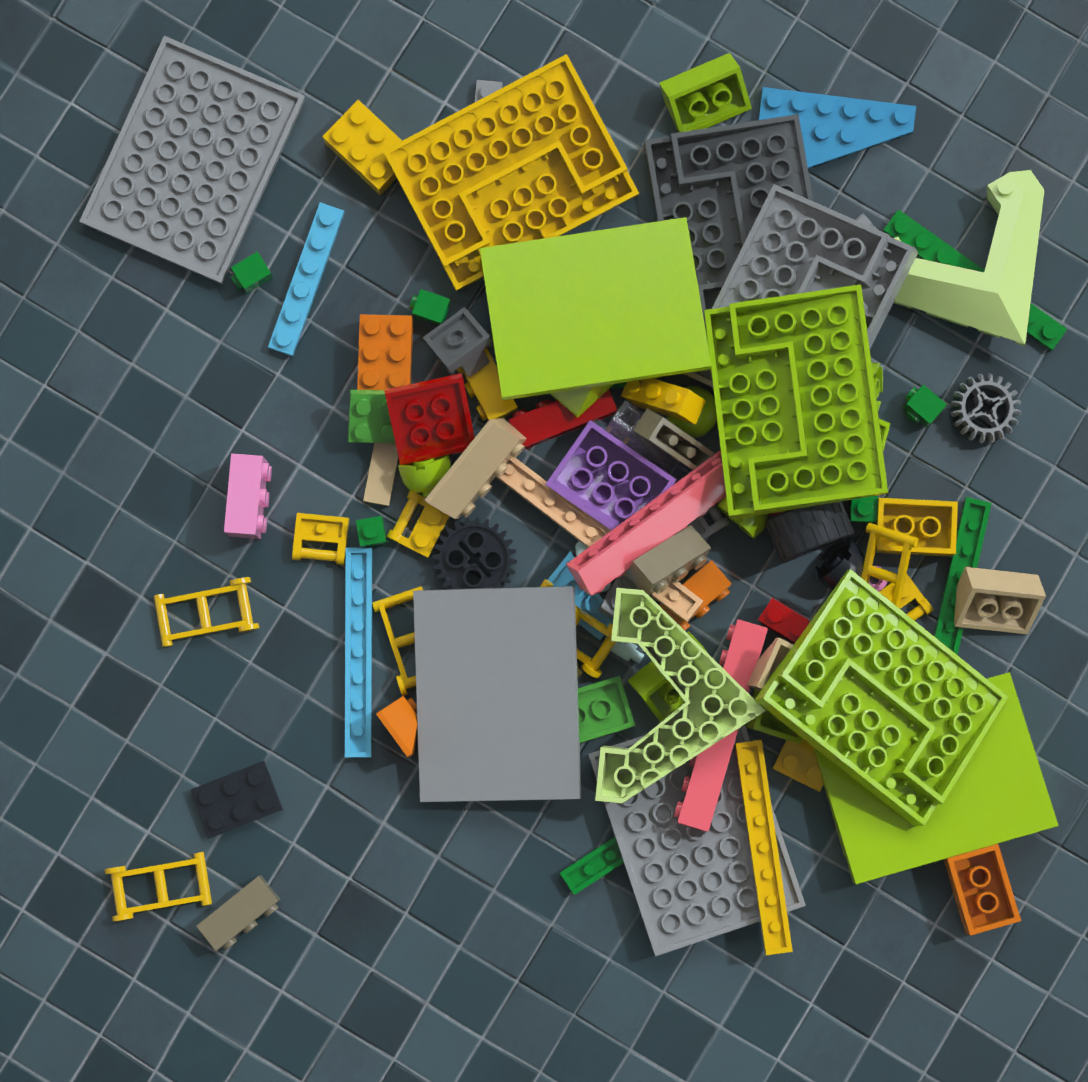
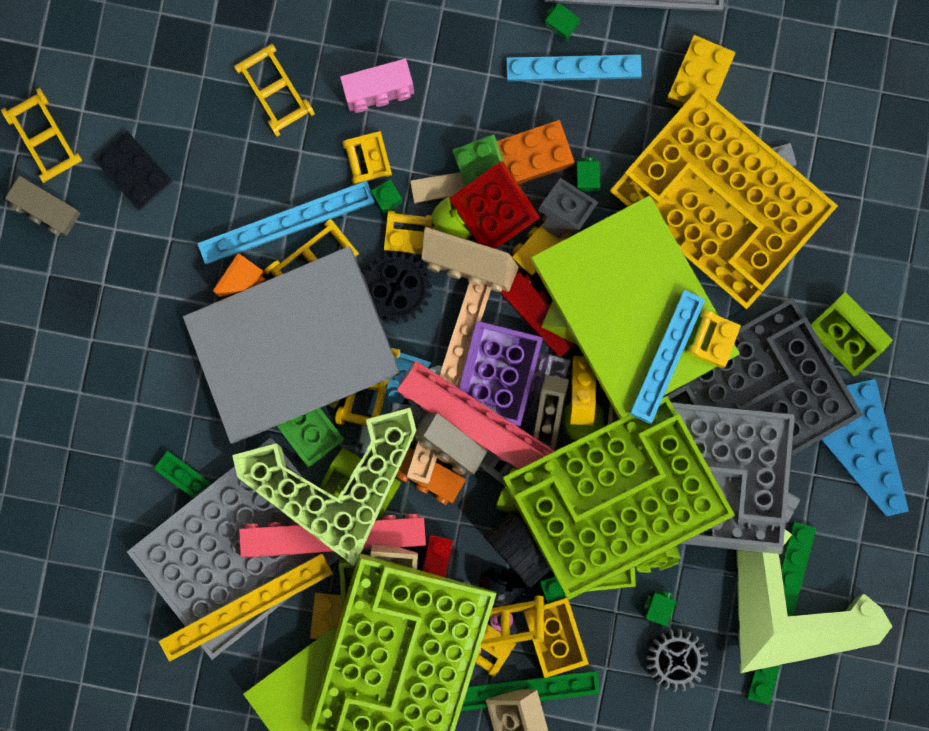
camera: 70 degrees right, 0 degrees up
(663, 293) = (667, 357): none -> medium azure plate
(665, 231) = (720, 342): none -> yellow plate

